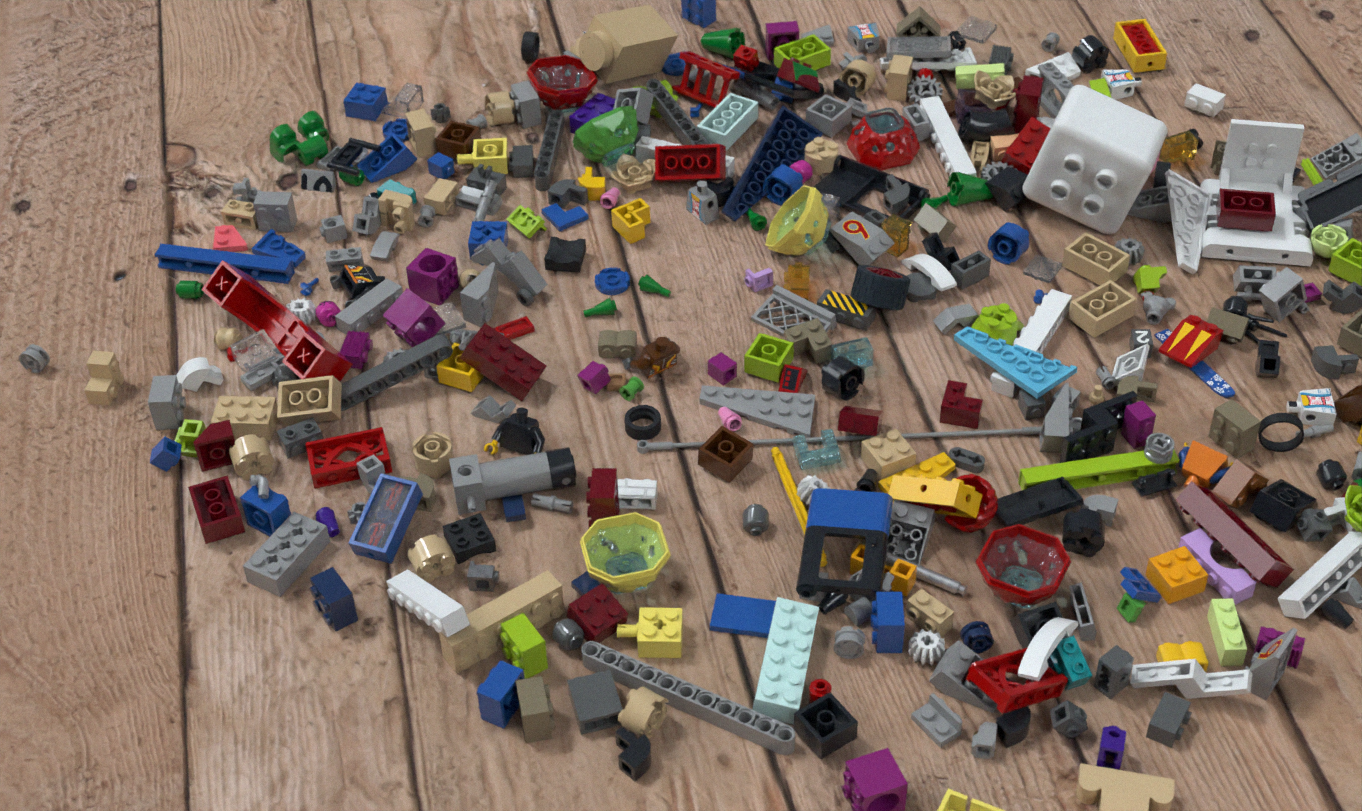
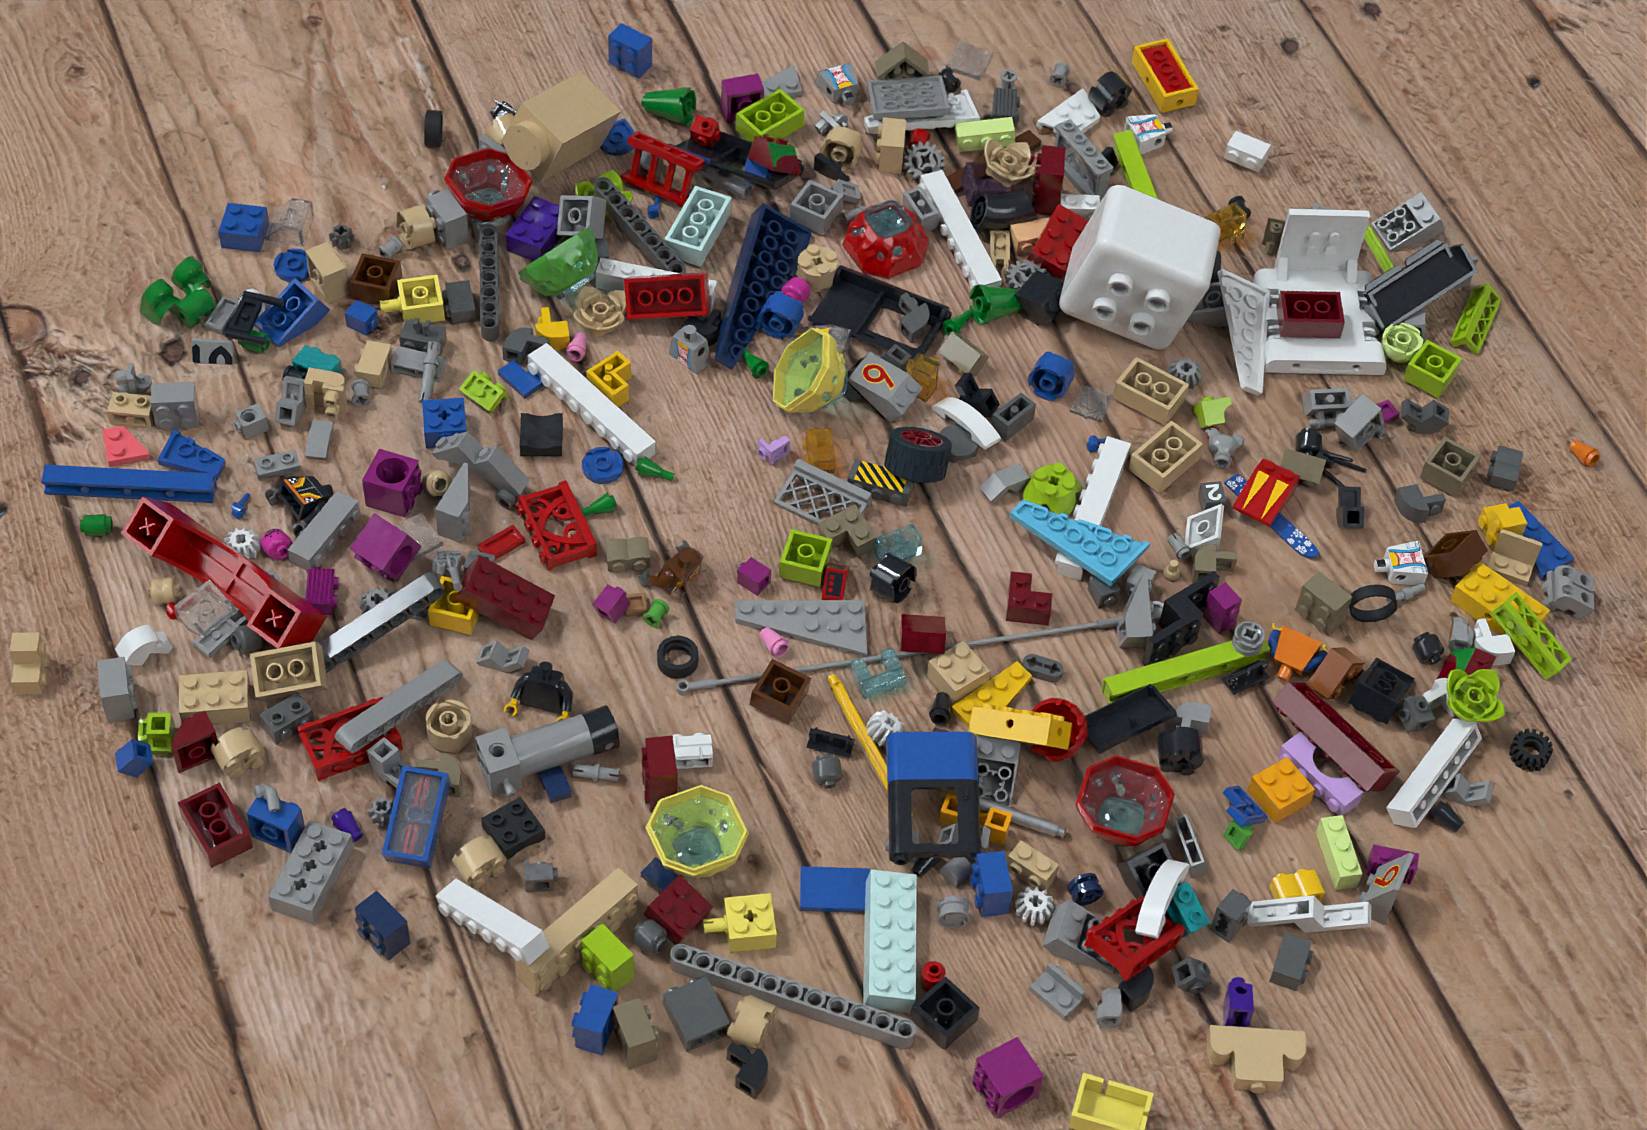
camera: 15 degrees left, 10 degrees up
(392, 434) = (398, 706): none -> light grey beam
(564, 300) = (564, 501): none -> red fence
(611, 236) = (591, 404): none -> white brick
(769, 500) = (830, 742): none -> black hinge
(1009, 38) = (1012, 77): none -> light grey bush

